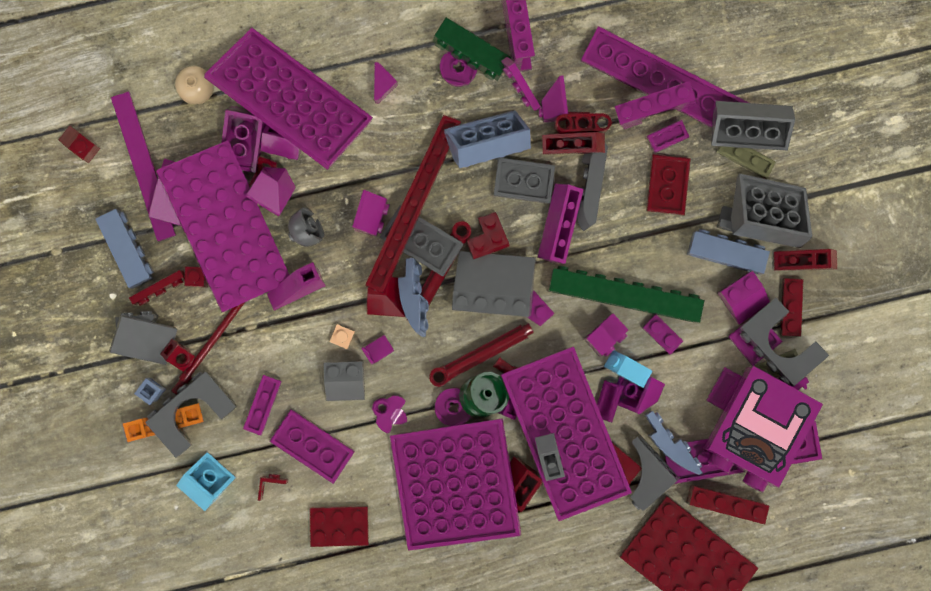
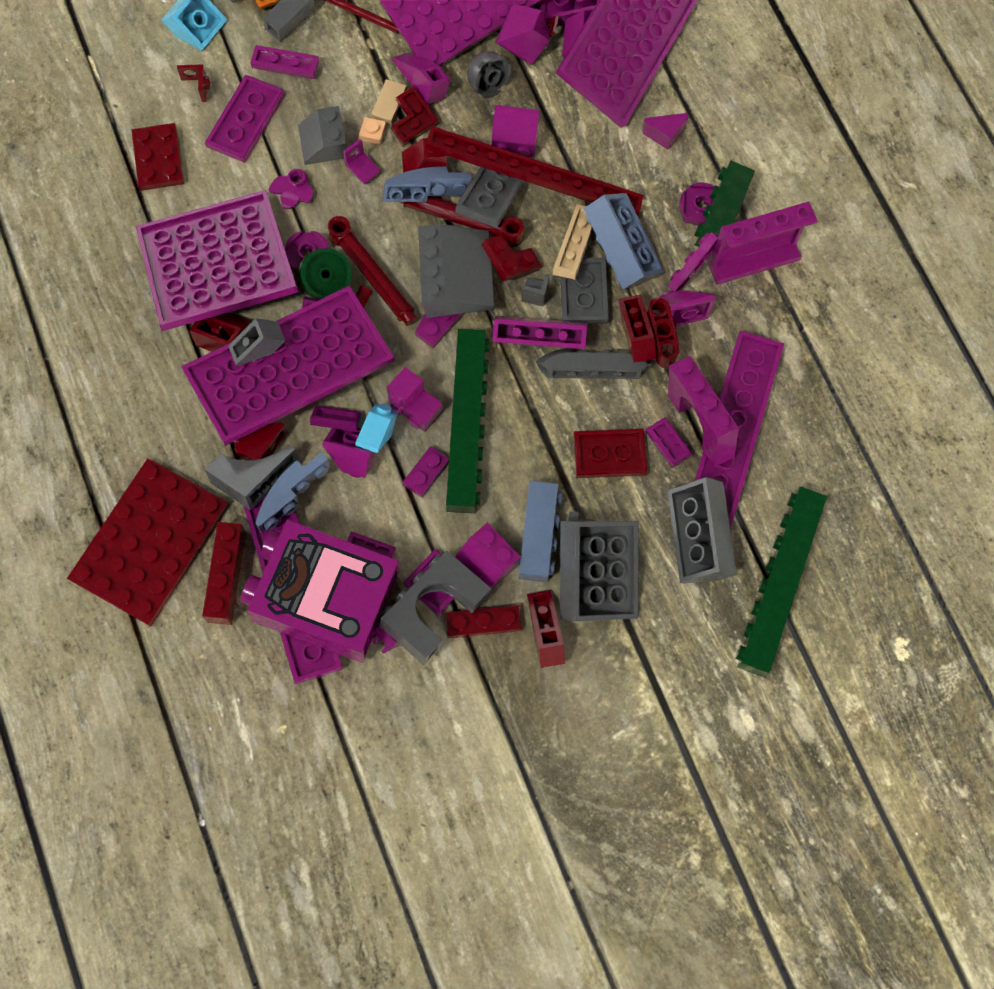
camera: 80 degrees right, 15 degrees down
(315, 318) = (386, 104): none -> tan tile
(337, 294) = (418, 118): none -> dark red tile
(483, 180) = (573, 245): none -> tan plate
(517, 220) = (535, 291): none -> dark grey panel
(748, 159) = (660, 544): olive tile -> none
(795, 71) = (781, 582): none -> dark green brick

